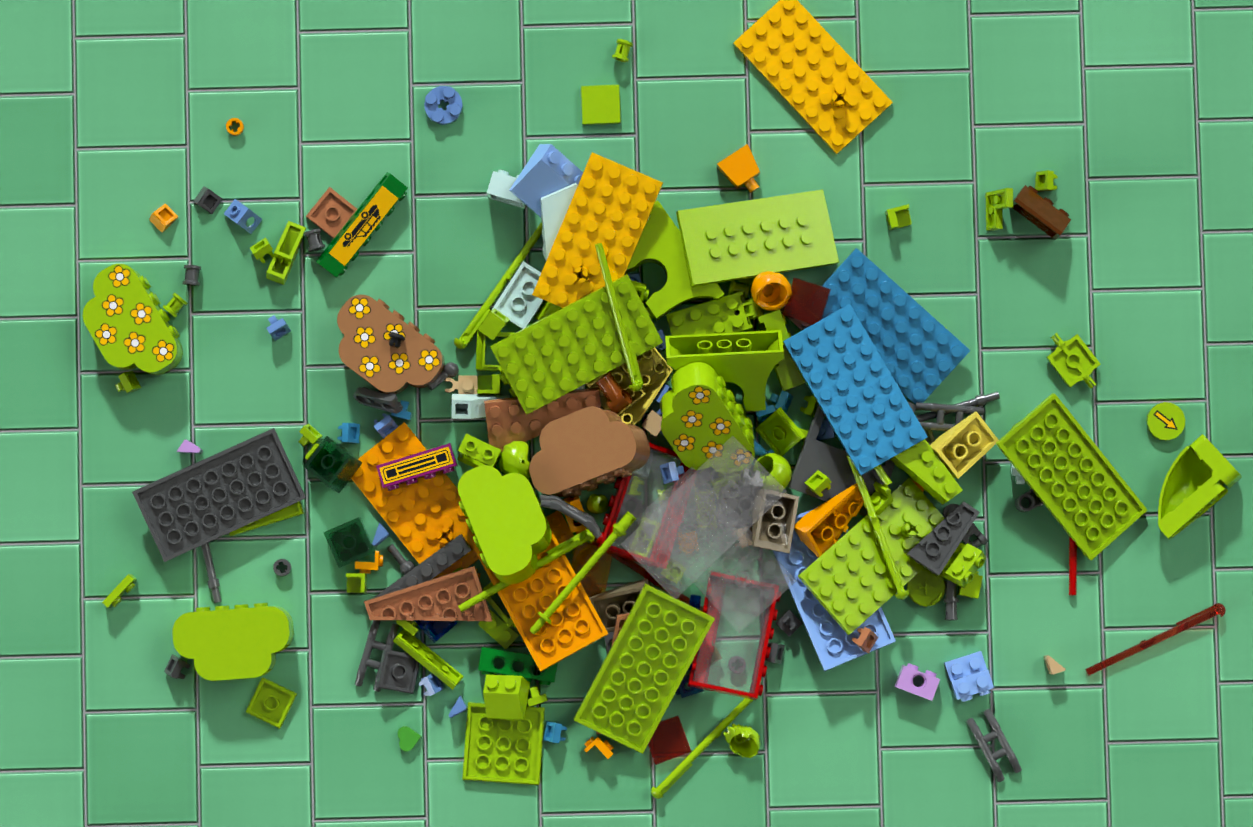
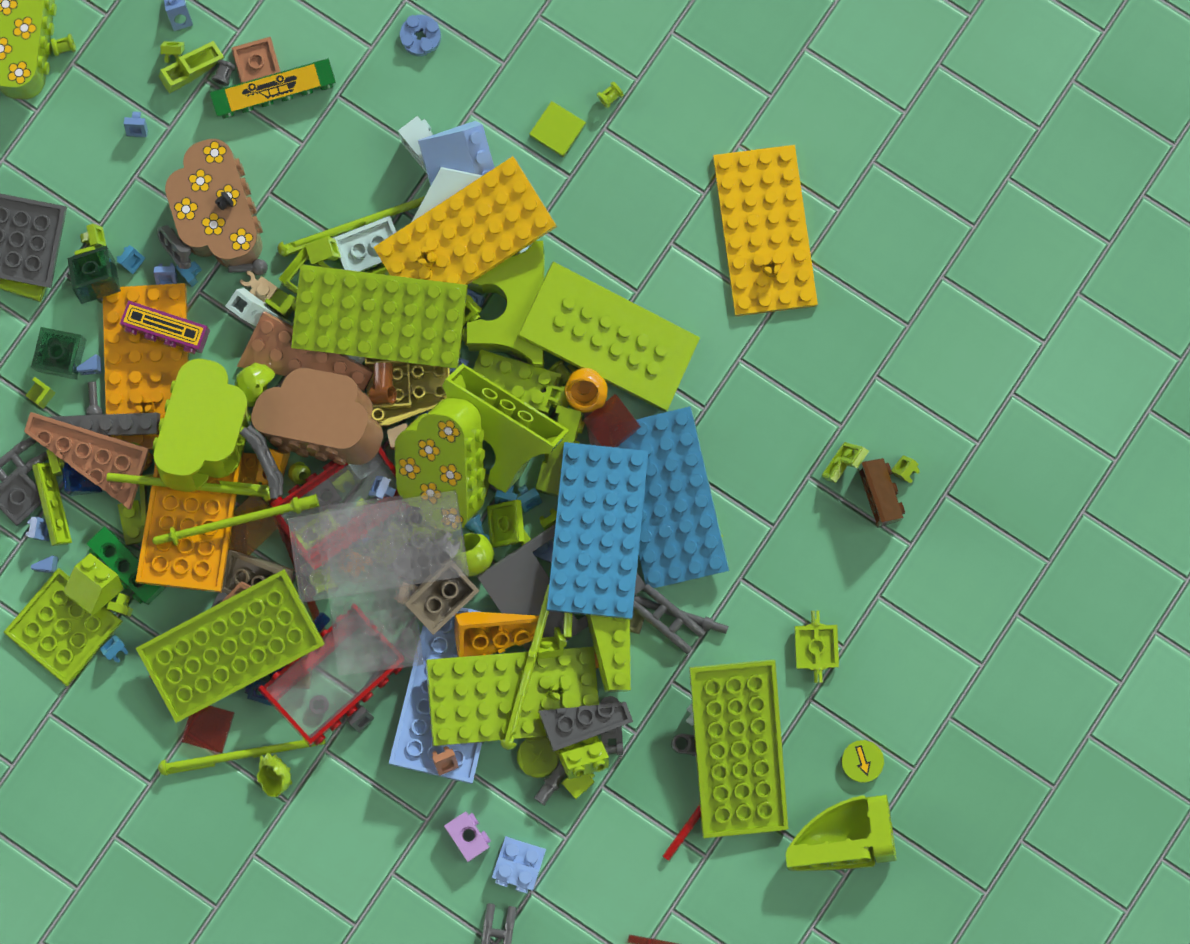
camera: 40 degrees right, 5 degrees down
(191, 275) = (96, 29): dark grey bush -> none
(366, 567) = (69, 389): light orange bracket -> none
(478, 453) = (230, 357): lime window -> none
(605, 747) = (147, 693): light orange bracket -> none
(628, 349) = (421, 347): lime bar -> none
(740, 169) = (639, 268): light orange torso -> none
(789, 623) = (392, 700): dark grey tile -> none
(818, 483) = (505, 590): lime tile -> none
(898, 217) = (750, 409): lime panel -> none
(964, 444) = (662, 651): light yellow slope -> none
(1053, 666) = (600, 910): tan slope -> none

